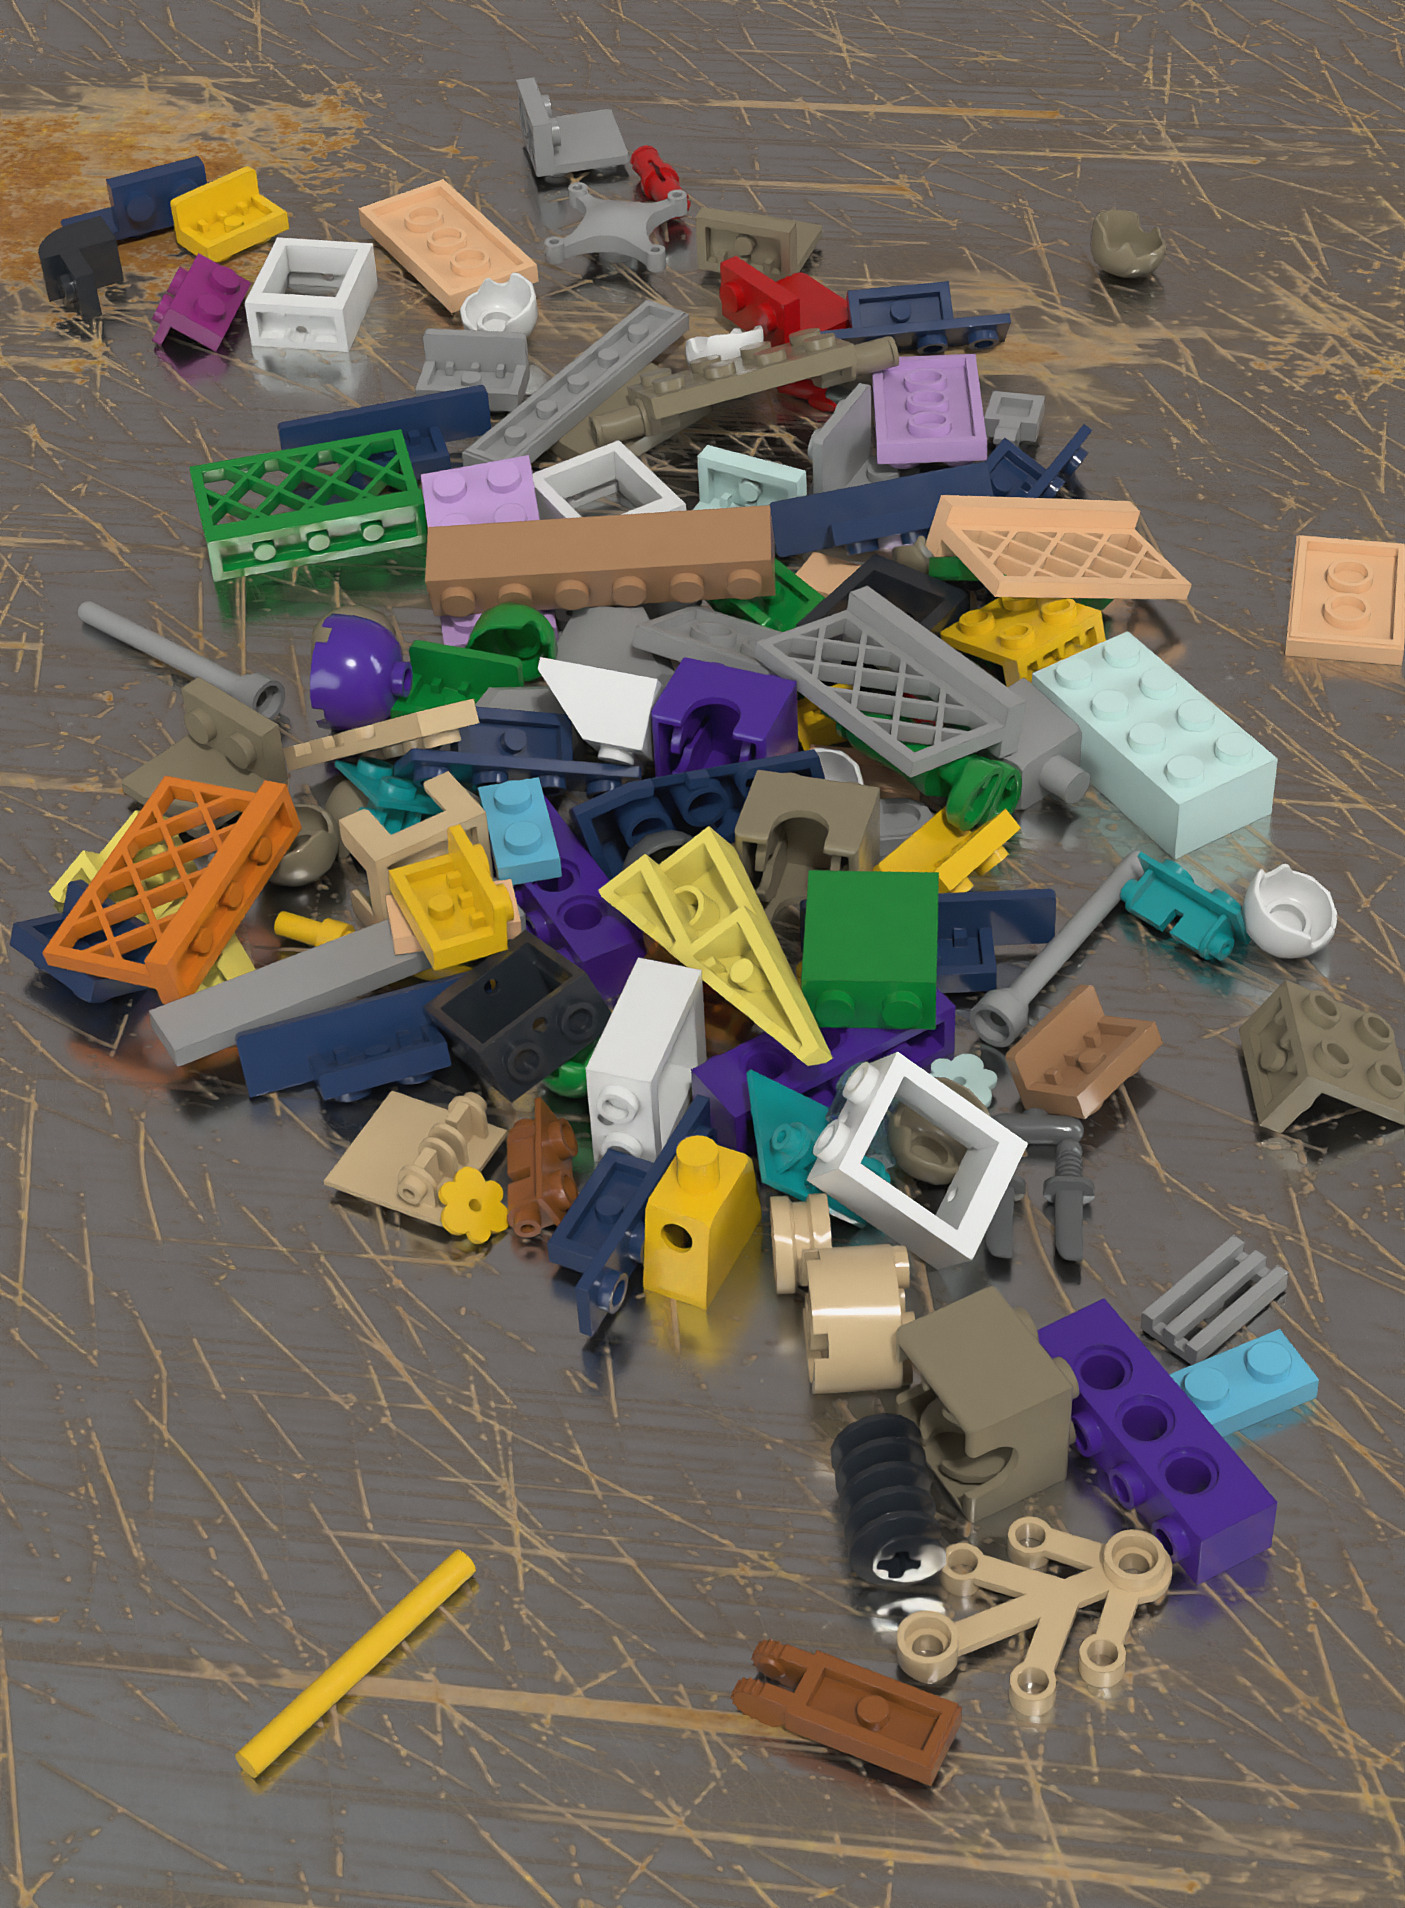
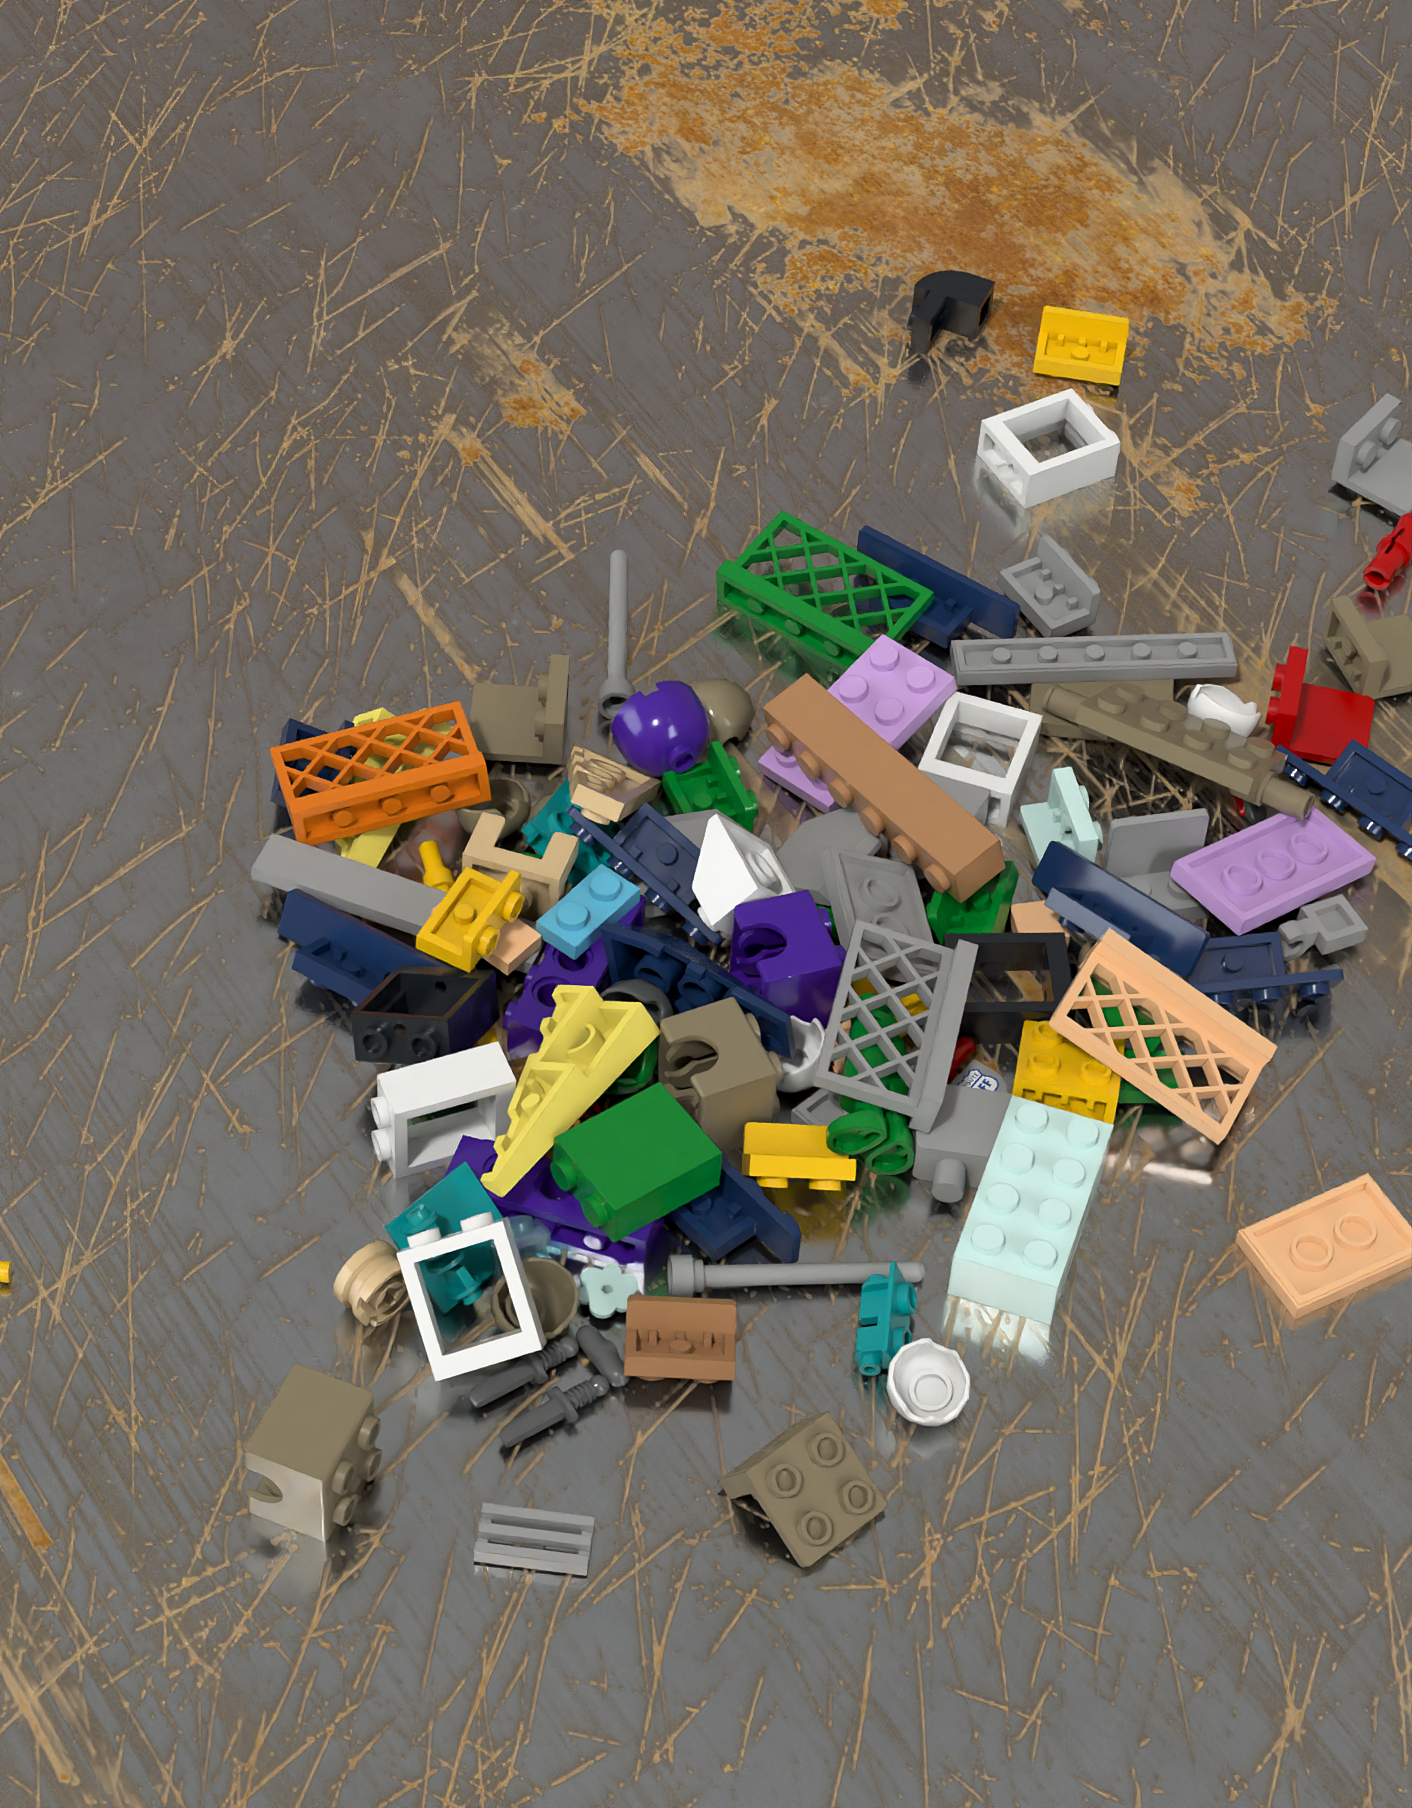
camera: 45 degrees right, 5 degrees up
(143, 198) = (1037, 286): dark blue bracket -> none
(202, 302) = (976, 396): magenta bracket -> none
(414, 1150) = (295, 1046): tan hinge -> none
(444, 242) = (1187, 483): light nougat plate -> none
(472, 1206) = (286, 1088): yellow plant -> none
(502, 306) = (1133, 561): white hair -> none
(515, 632) = (784, 791): green hair -> none
(540, 1171) = (332, 1122): dark orange hinge -> none
(607, 1221) = (329, 1179): dark blue bracket -> none
(616, 228) = (1304, 561): light grey piece -> none
(706, 1197) = (343, 1214): yellow torso -> none
(850, 1709) = (46, 1532): dark orange hinge -> none
(854, 1317) = (329, 1334): tan brick -> none
(887, 1501) = (202, 1449): black piece -> none
(1040, 1602) = (202, 1584): tan plant -> none
(1159, 1447) = (347, 1639): dark purple brick -> none
(1249, 1383) = (467, 1592): medium azure plate -> none

